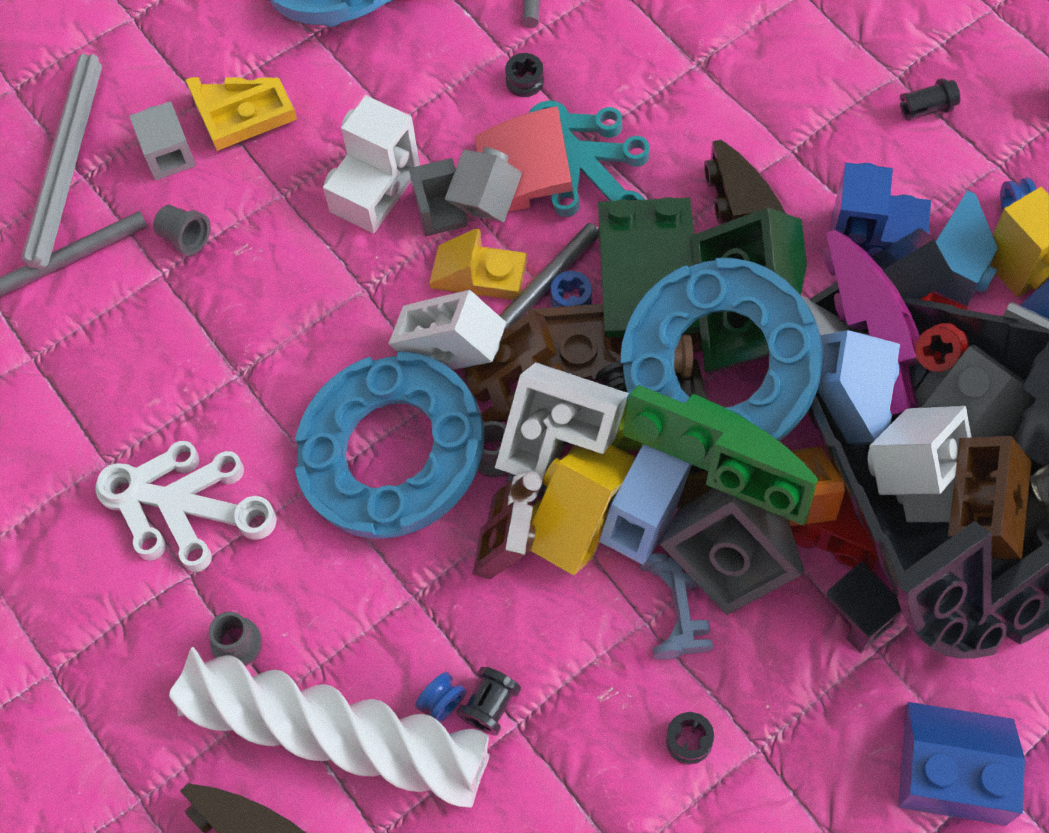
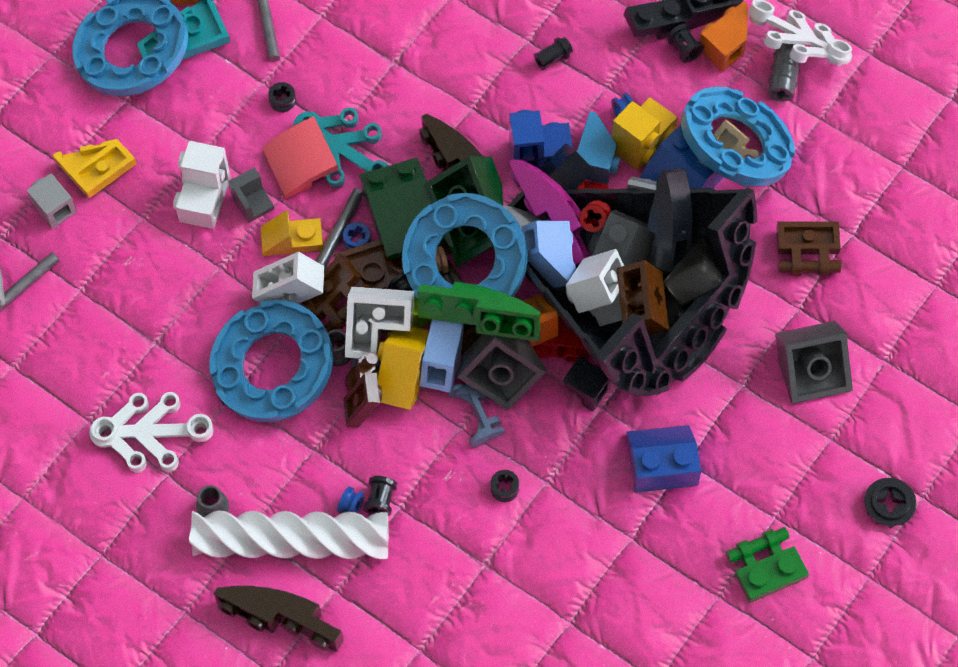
camera: 20 degrees left, 0 degrees up
(182, 228) = (86, 257): dark grey piece -> none
(484, 184) = (280, 180): light grey brick -> none

